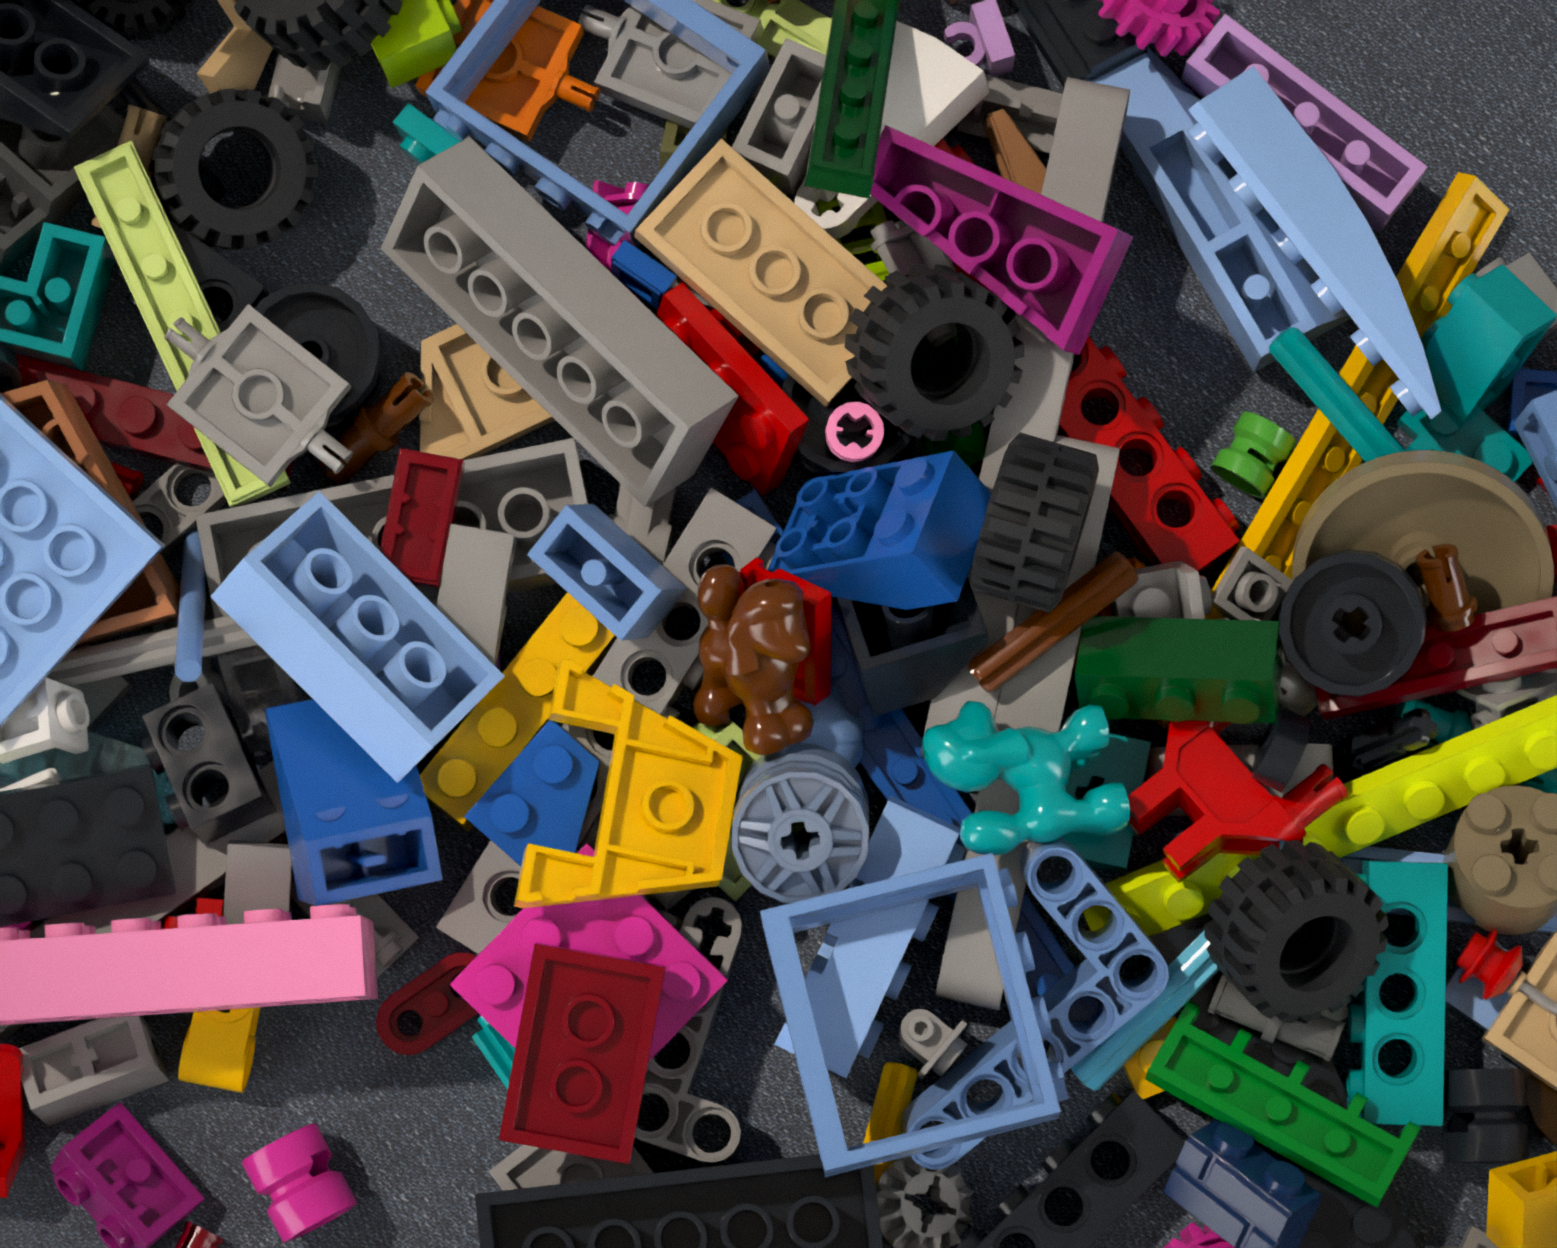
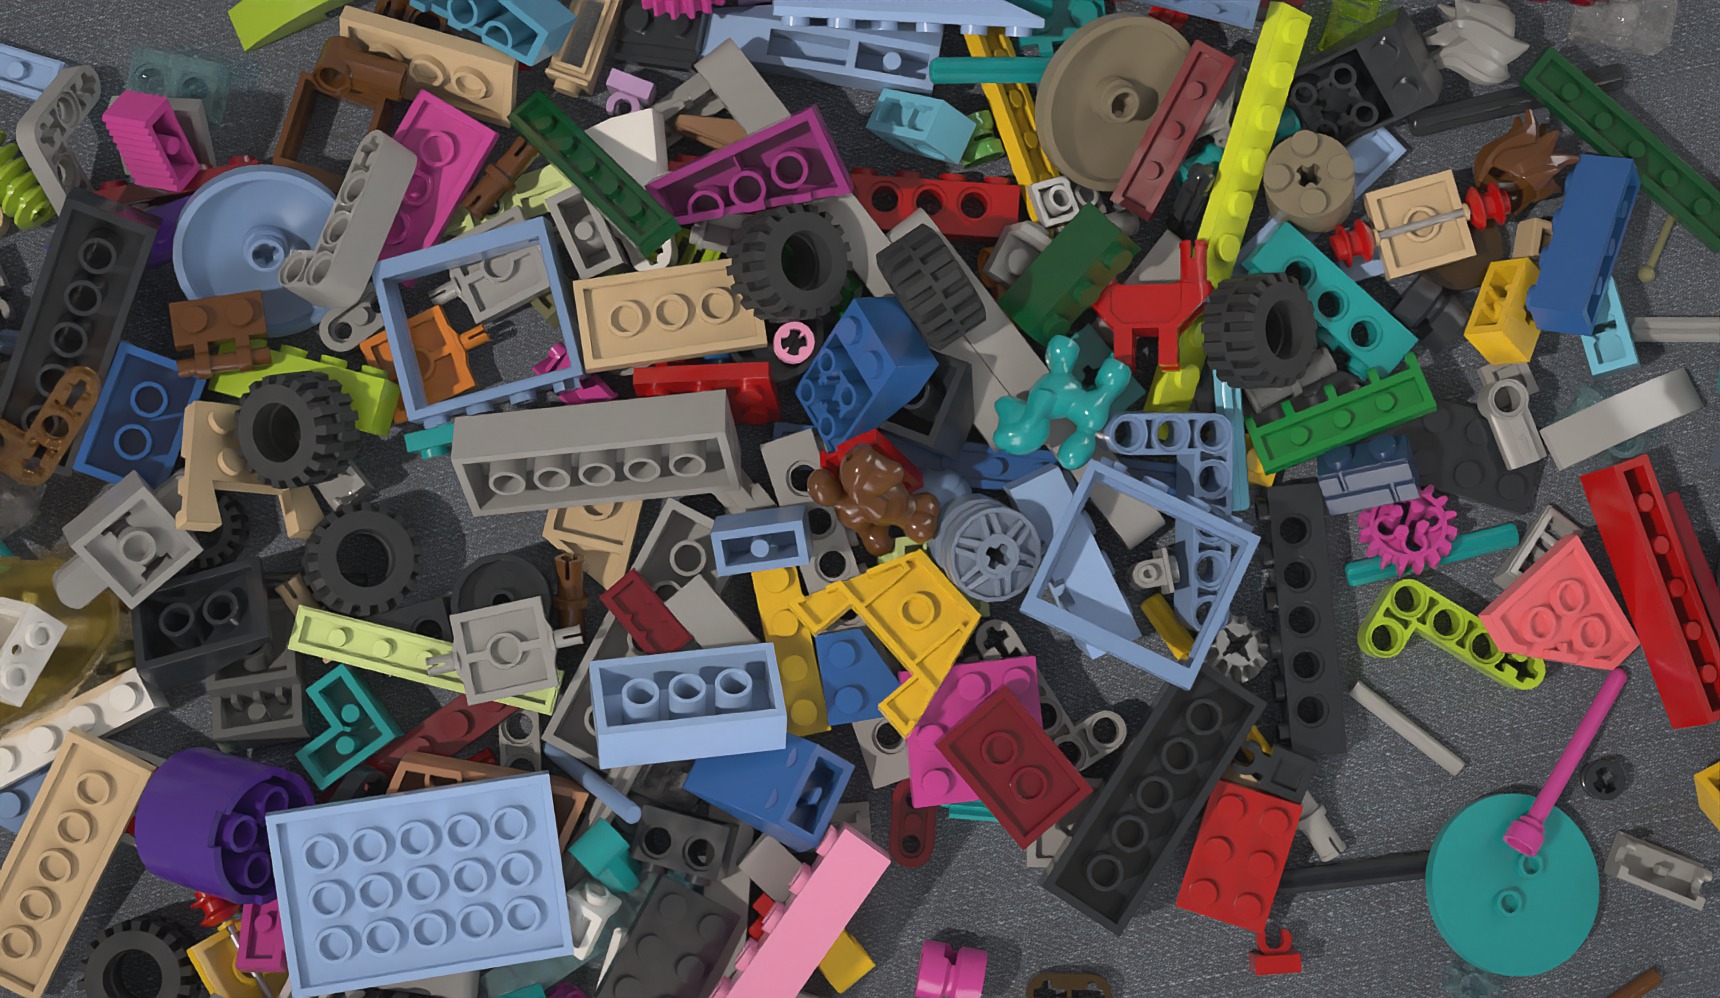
camera: 55 degrees left, 5 degrees up
(121, 688) = (606, 857): none -> teal piece
(641, 274) = (610, 386): blue tile -> none
(1046, 630) = (988, 334): reddish brown axle -> none
(1213, 378) = (921, 125): none -> medium azure brick
(1281, 749) = (1156, 257): black beam -> none
(1345, 660) = (1147, 165): black wheel -> none
(1449, 601) = (1150, 101): reddish brown pin -> none

